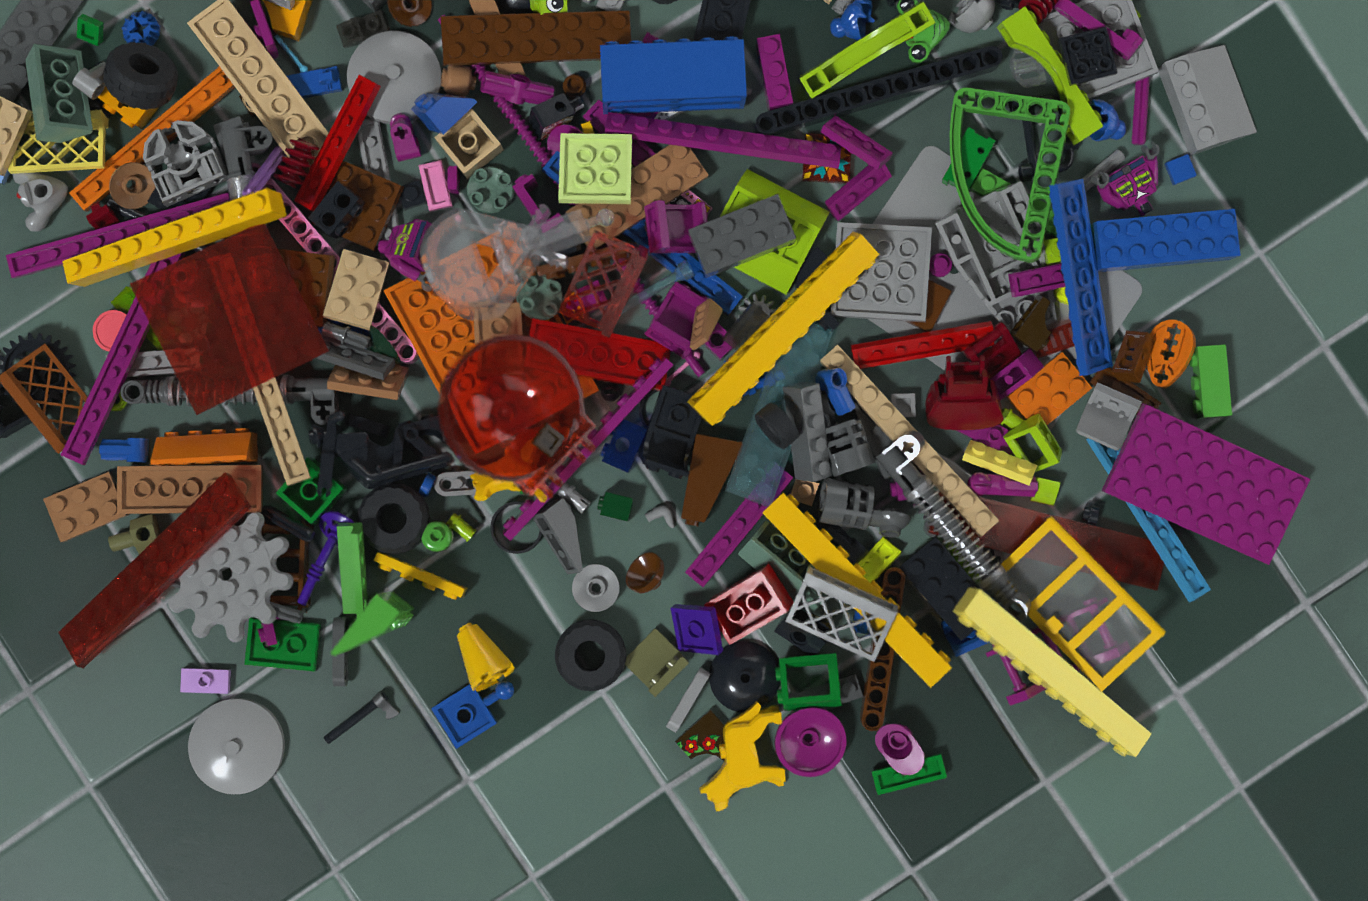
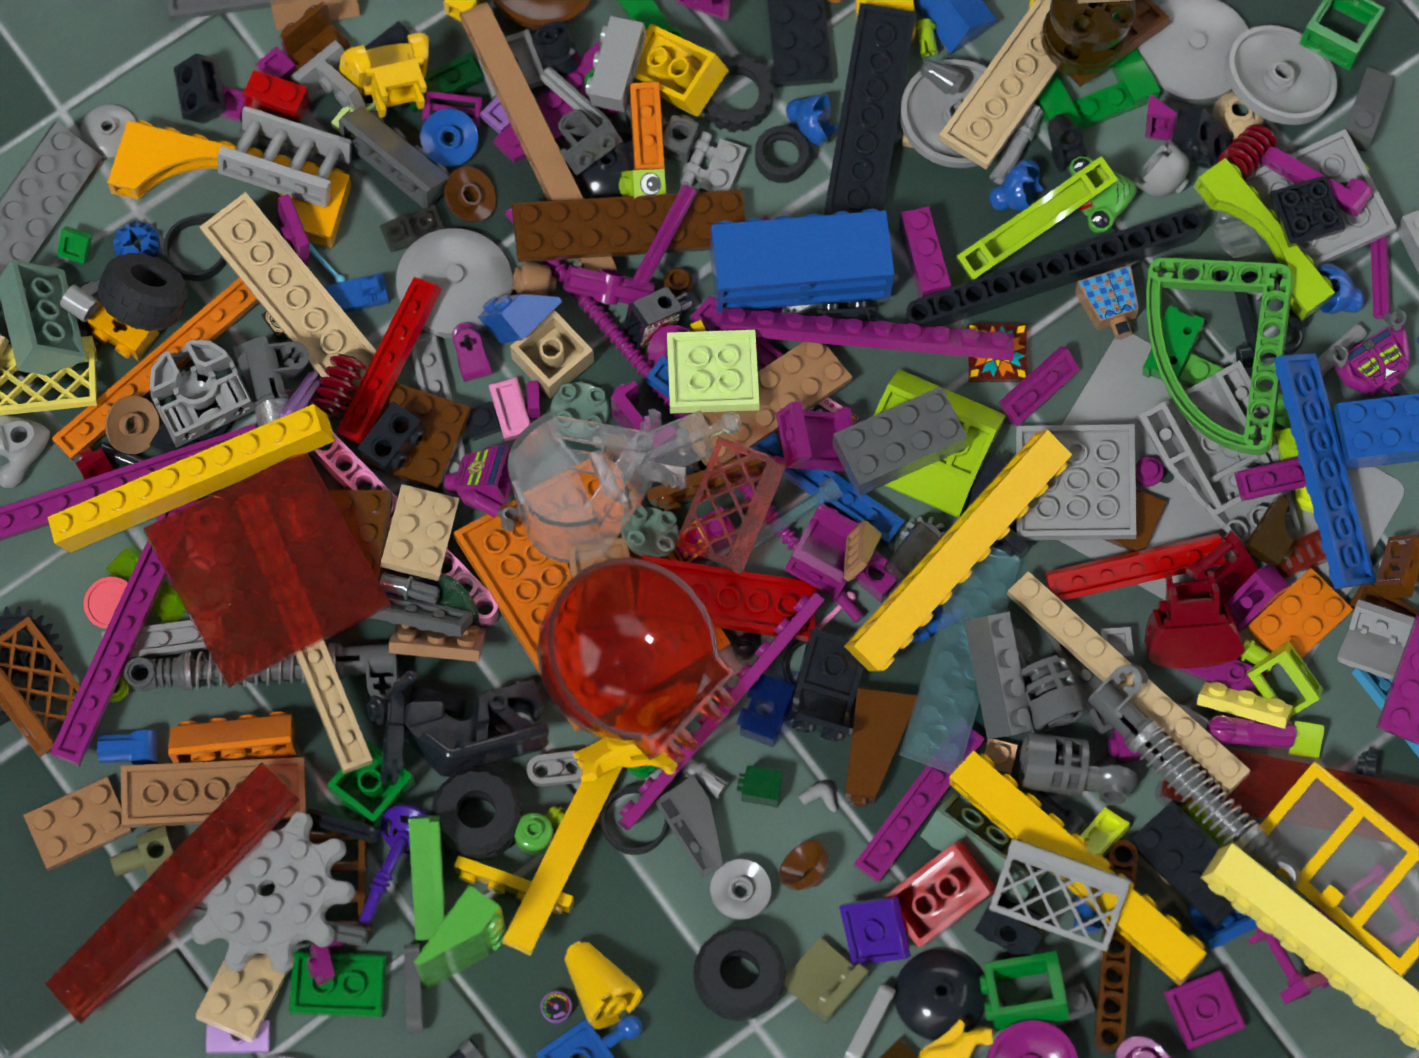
camera: 10 degrees left, 15 degrees down
(164, 37) = (173, 231): none -> black tyre
(207, 656) = (241, 999): none -> tan plate
(427, 485) = (518, 771): blue tile -> none
(449, 671) = (556, 1007): none -> tile
(454, 563) = (559, 862): none -> yellow tile
(548, 440) = (674, 693): dark brown tile -> none
(563, 49) = (664, 235): none -> magenta axle
(714, 119) = (858, 310): none -> black hinge
(776, 425) = (960, 665): black tyre -> none
(834, 384) = (1027, 615): blue piece -> none
(856, 142) = (1032, 328): magenta plate -> none
(921, 120) = (1110, 300): none -> torso
(947, 701) = (1204, 1010): none -> magenta plate

